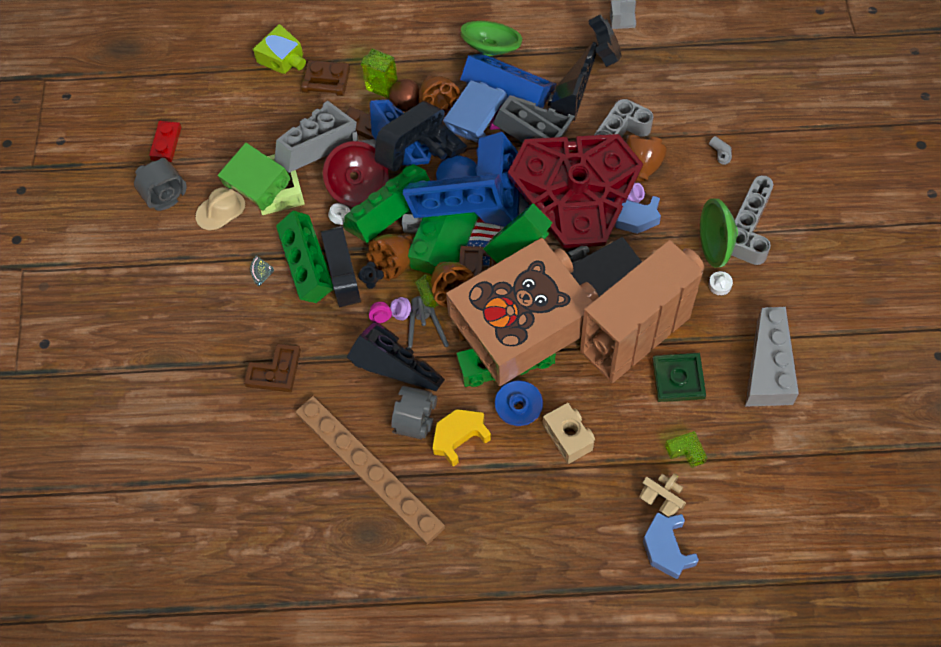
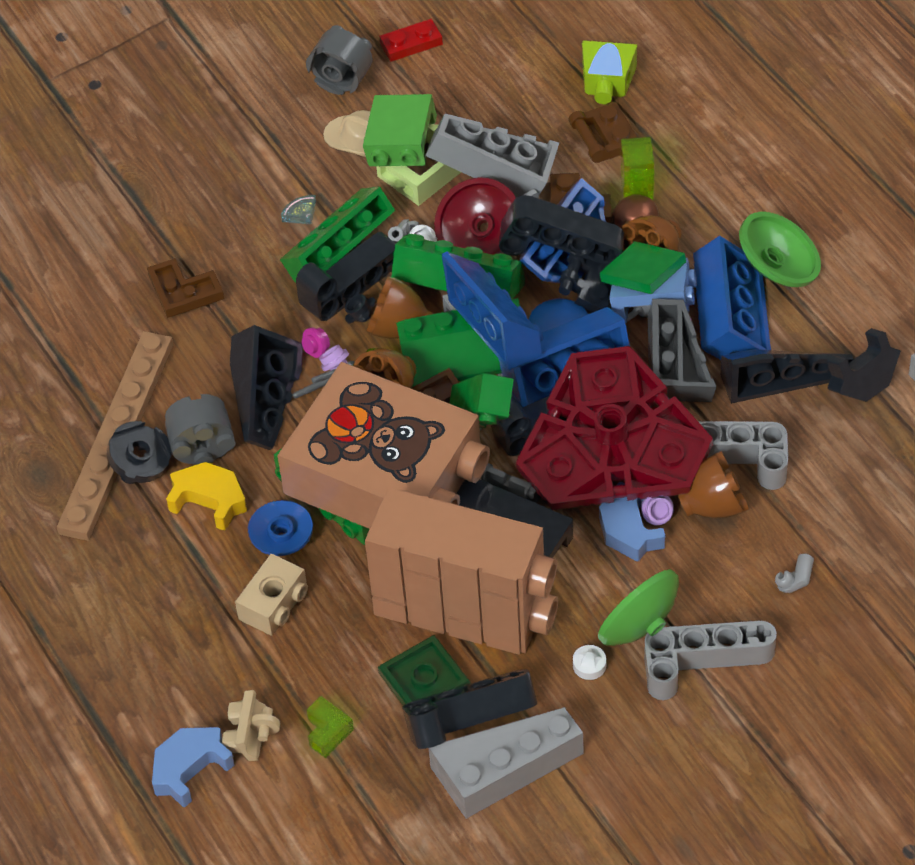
camera: 60 degrees right, 10 degrees down
(324, 221) = (403, 228): none -> light grey arm
(397, 471) = (135, 468): none -> black plate
(464, 104) = (643, 267): none -> green tile
(720, 376) = (467, 706): none -> black beam

